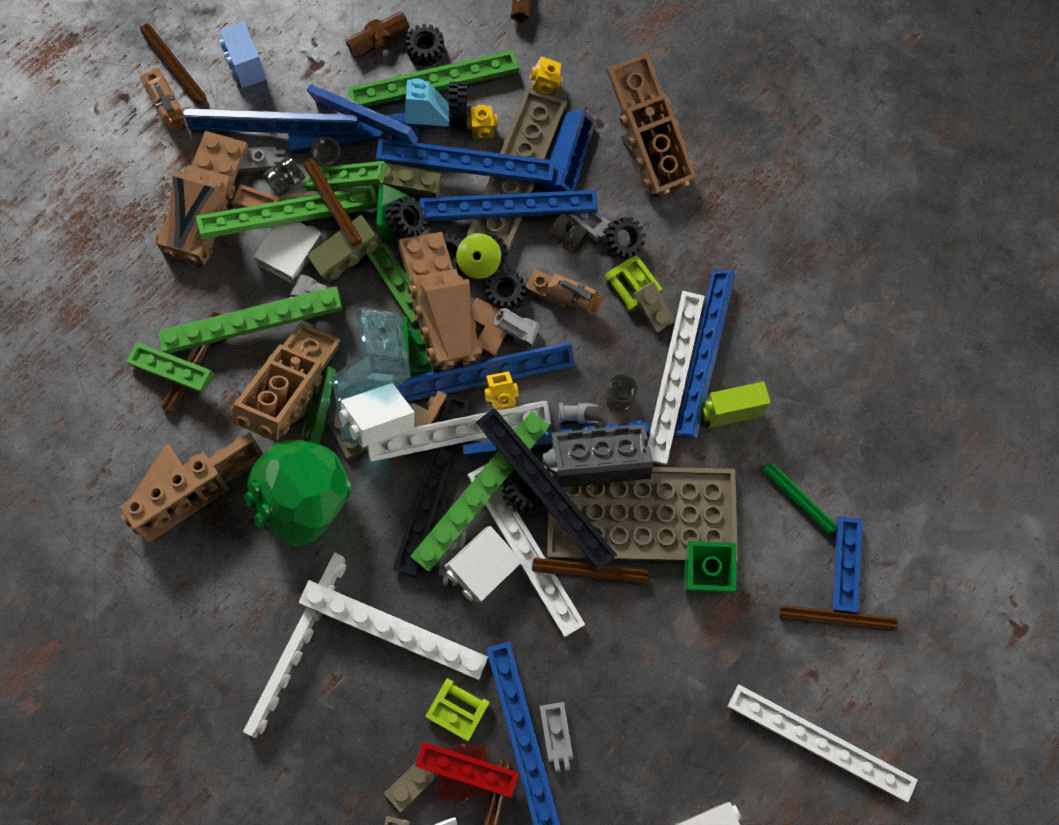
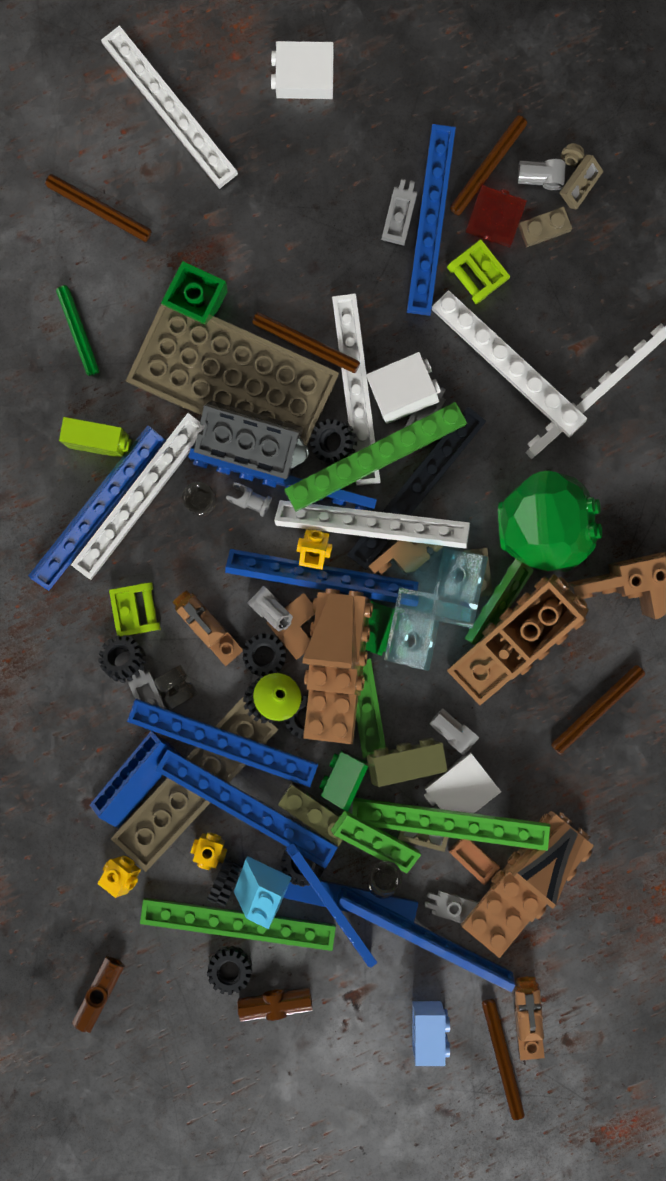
camera: 150 degrees left, 15 degrees up
(170, 368) = (624, 706): bright green plate -> none
(250, 320) = (528, 724): bright green plate -> none
(276, 179) = (445, 870): clear smoke wheel -> none
(332, 202) = (401, 814): reddish brown axle -> none
(376, 415) = (447, 562): white brick -> none
(413, 213) = (344, 769): black tyre -> none
(466, 769) = (493, 211): red plate -> none
(546, 489) = (316, 428): black plate -> none
(650, 126) = (39, 764): medium nougat wedge -> none
(654, 307) = (126, 574): dark tan piece -> none
(847, 564) = (65, 250): blue plate -> none

